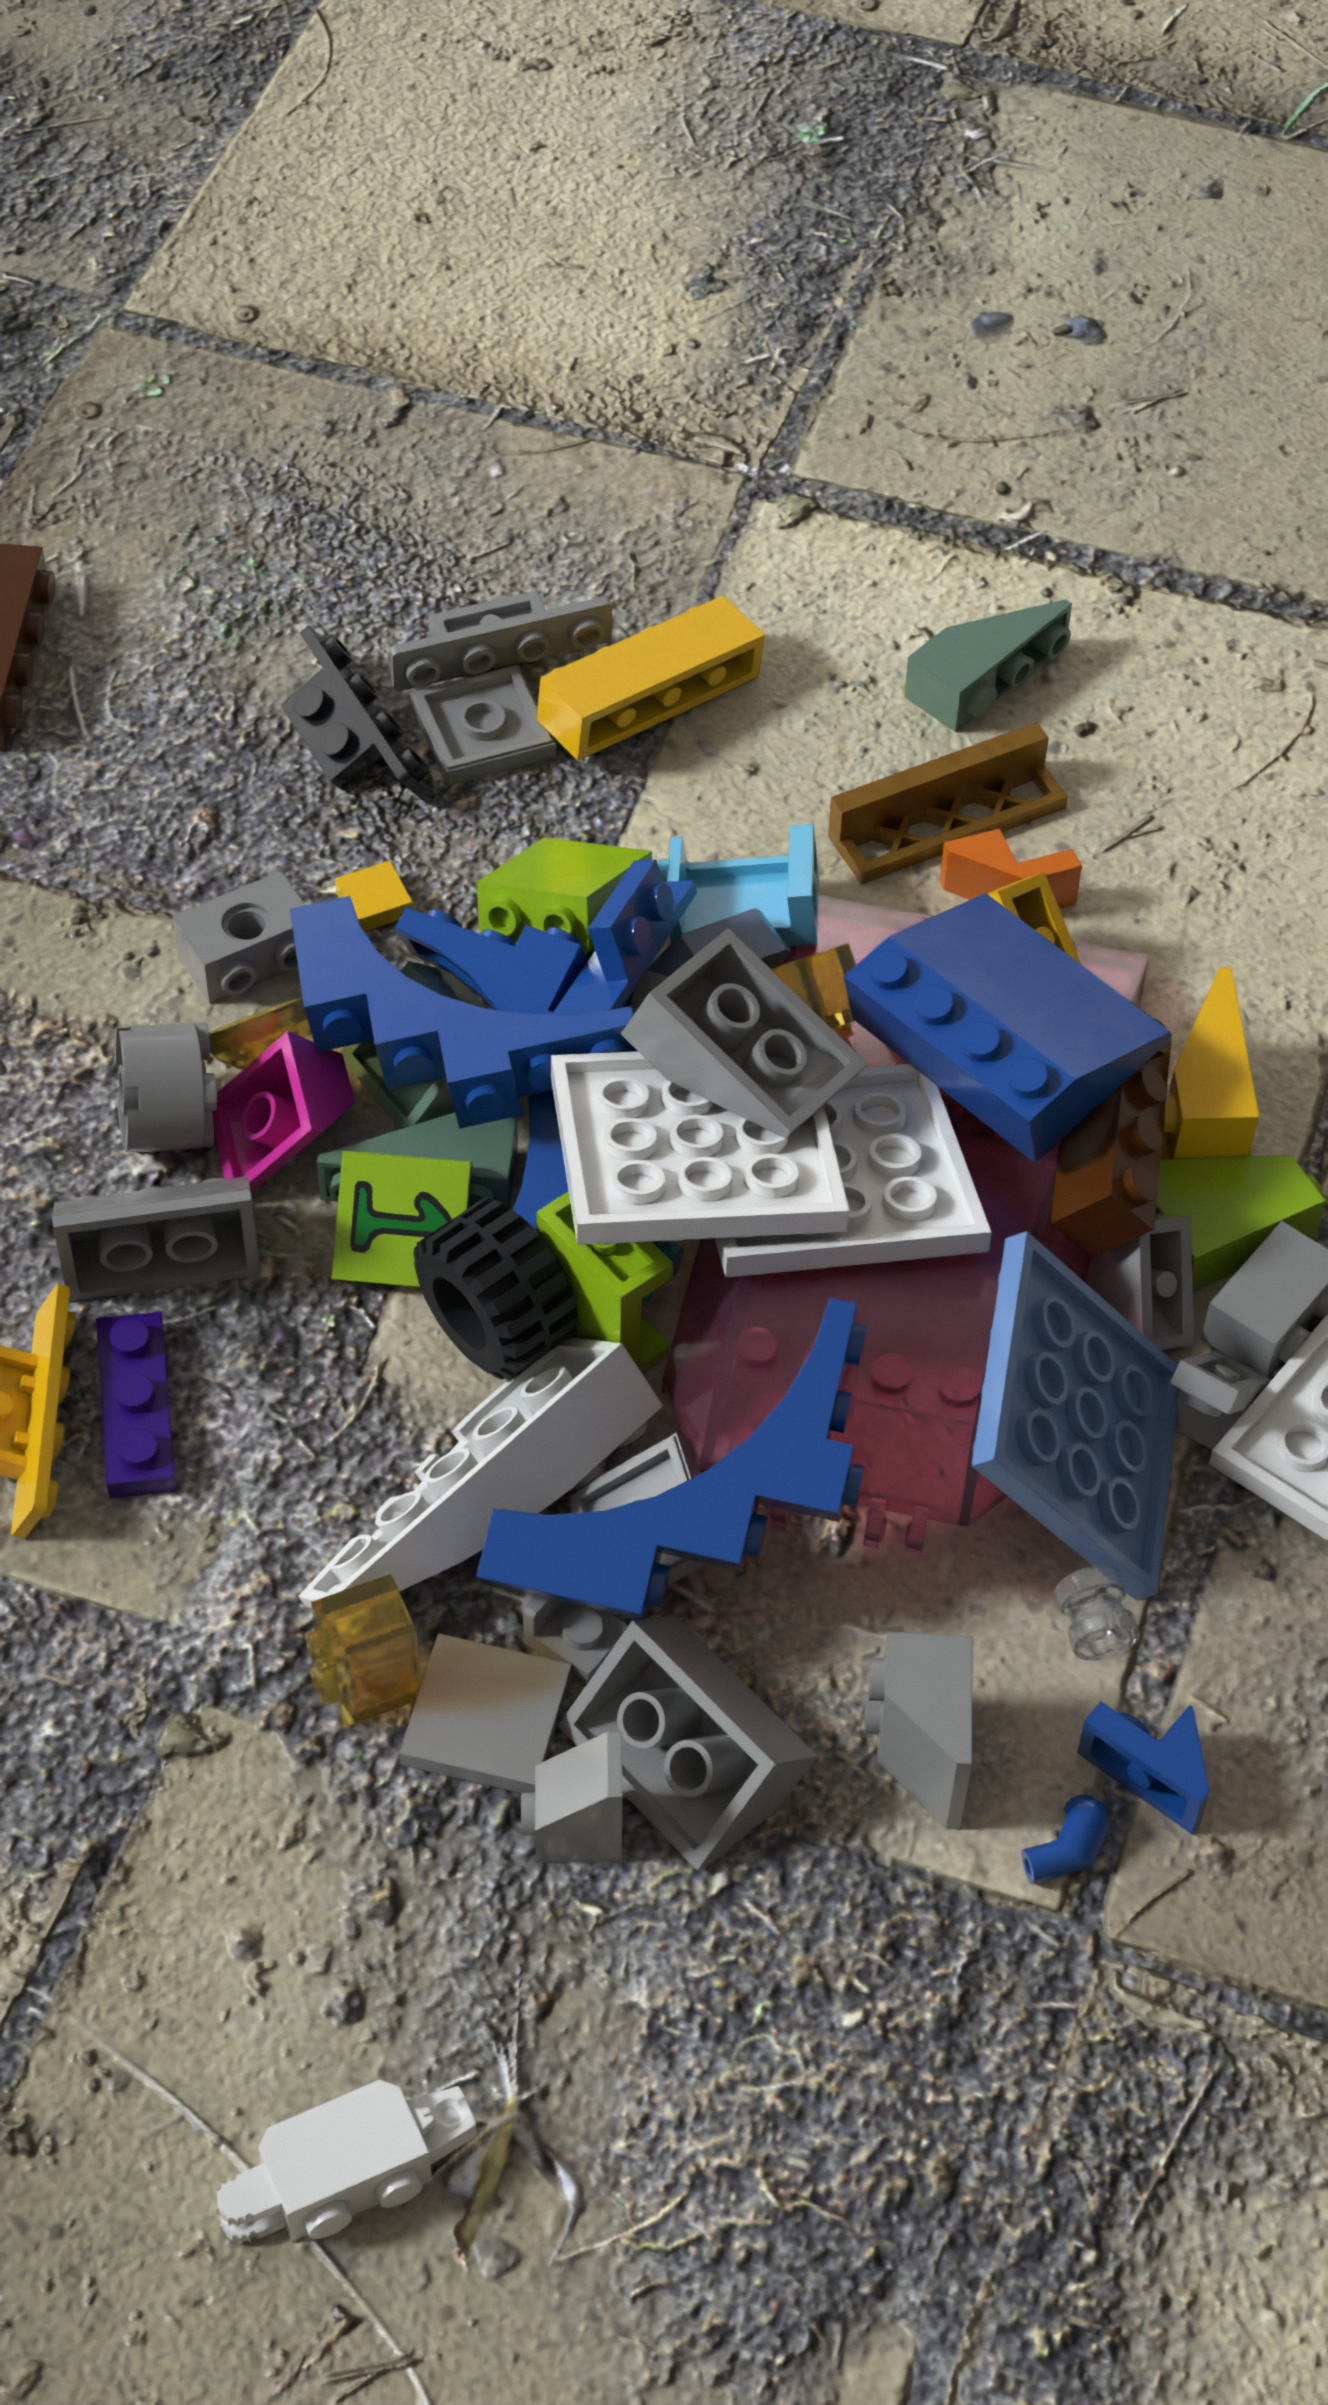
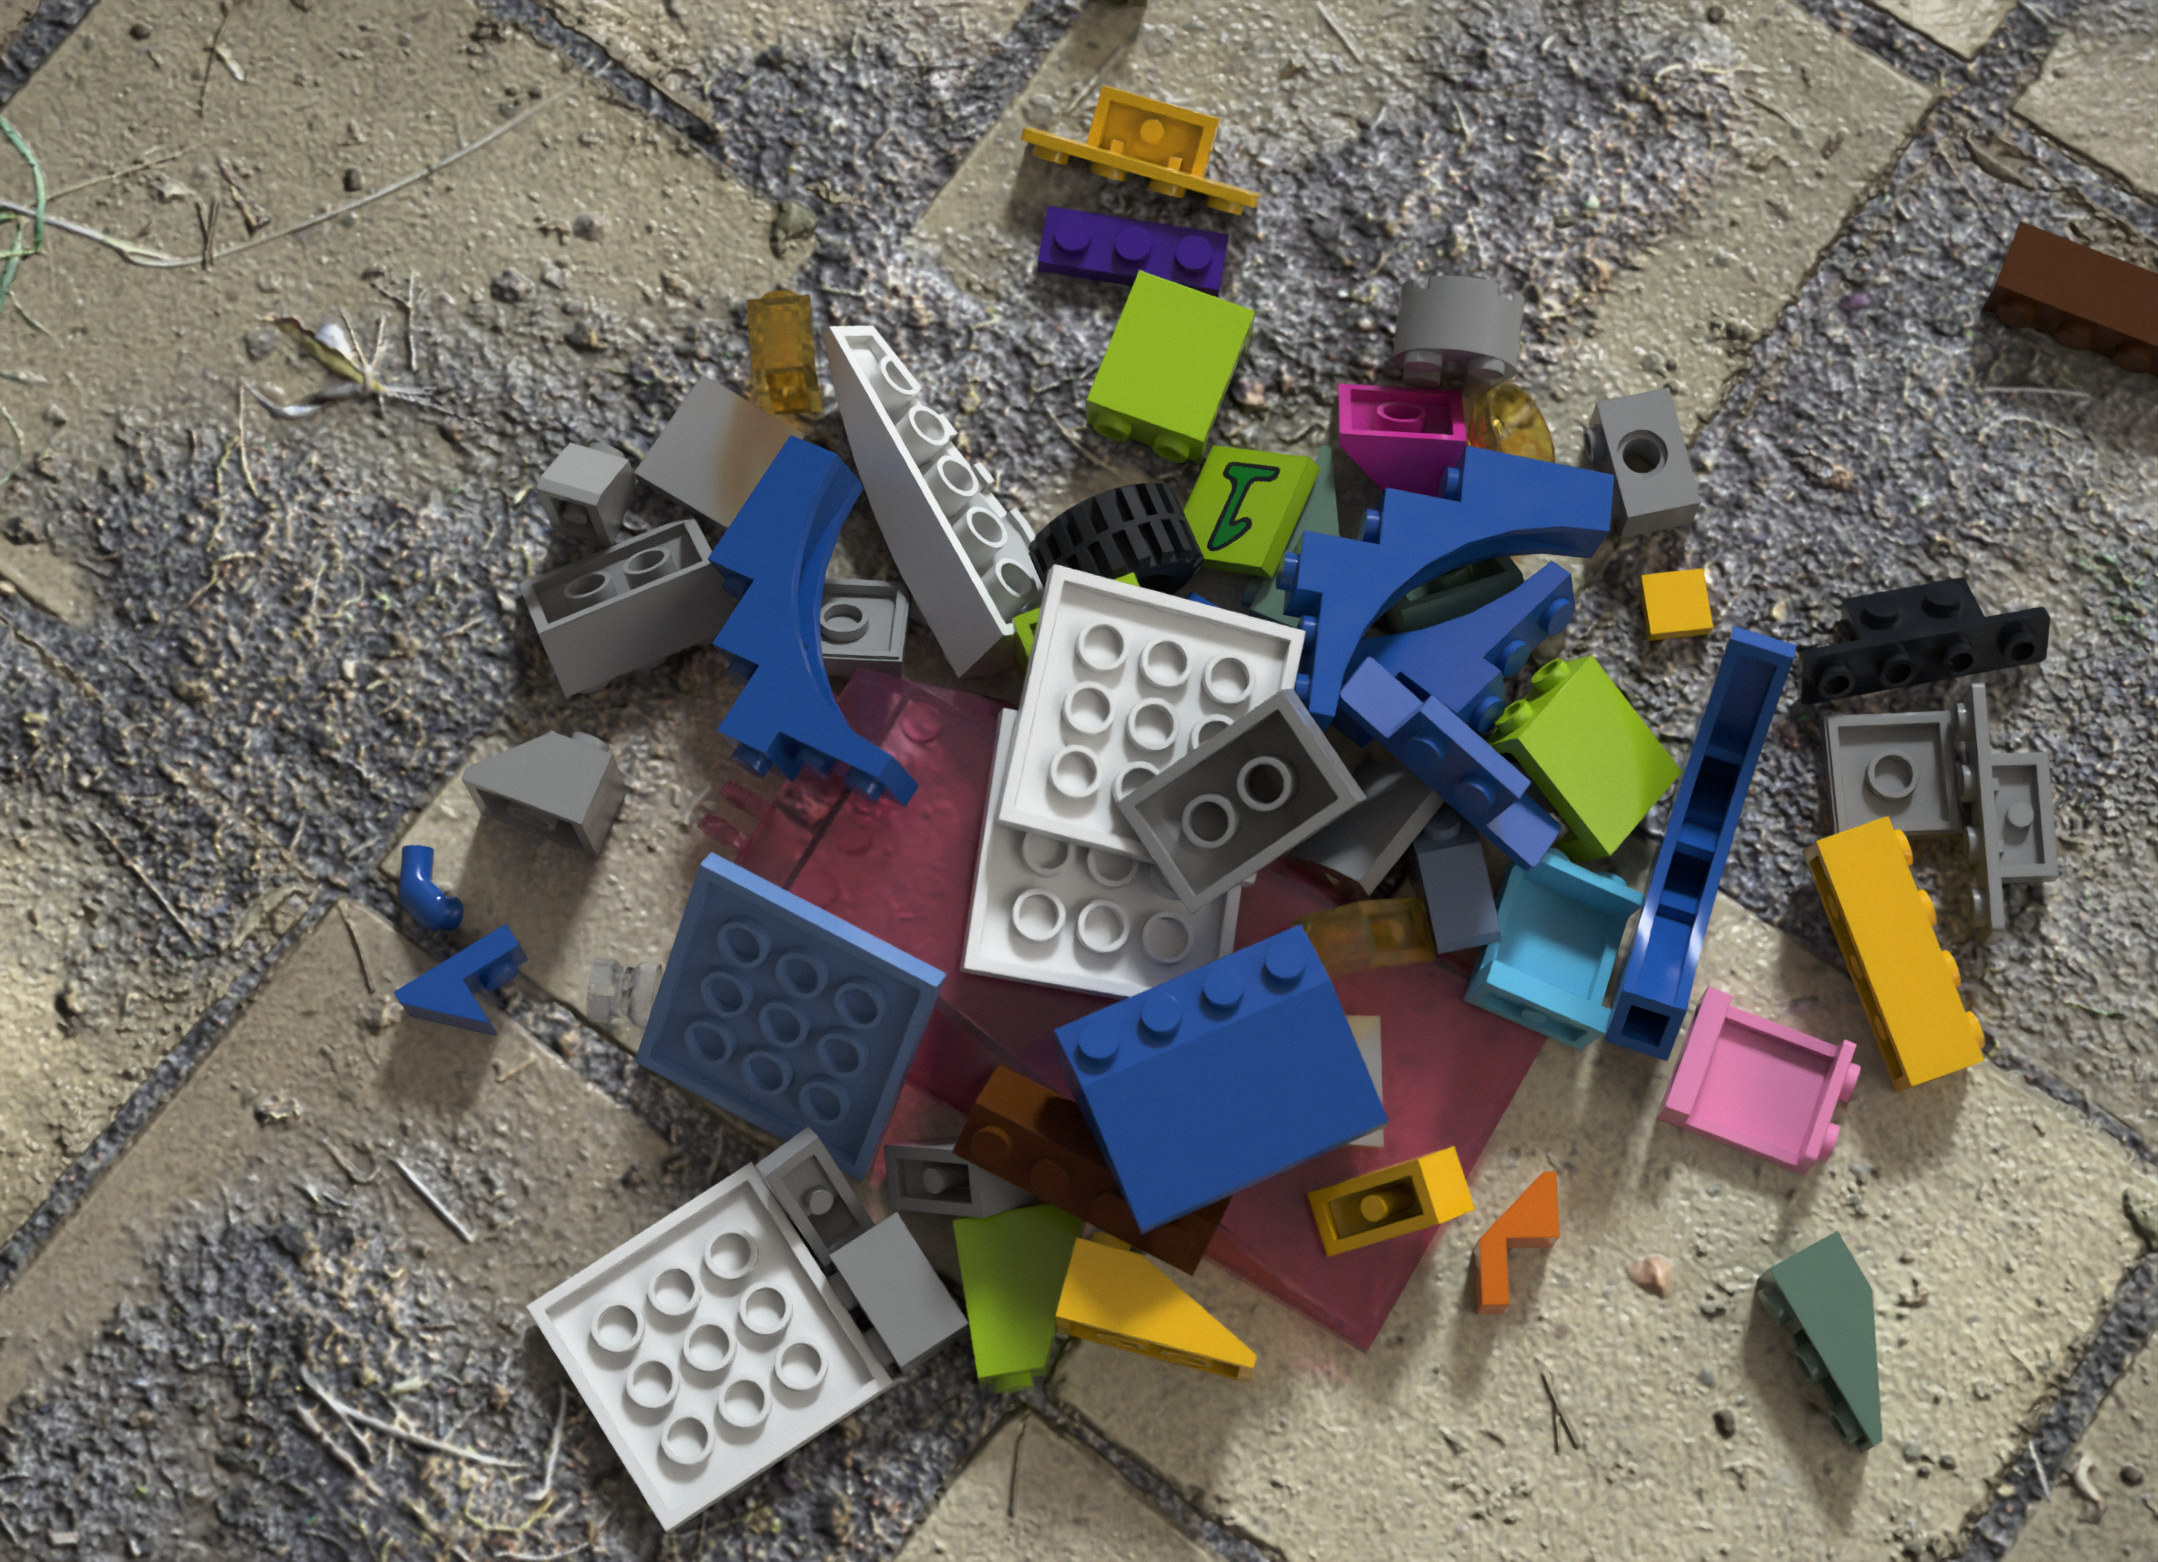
camera: 110 degrees right, 20 degrees up
(156, 1238) = (1300, 295): light grey slope -> none
(263, 1320) = (1168, 367): none -> lime panel
(343, 2161) = (363, 241): white hinge -> none
(716, 808) = (1695, 844): none -> blue arch
(794, 746) = (1758, 1085): none -> bright pink panel
(935, 795) = (1659, 1215): pearl gold fence -> none

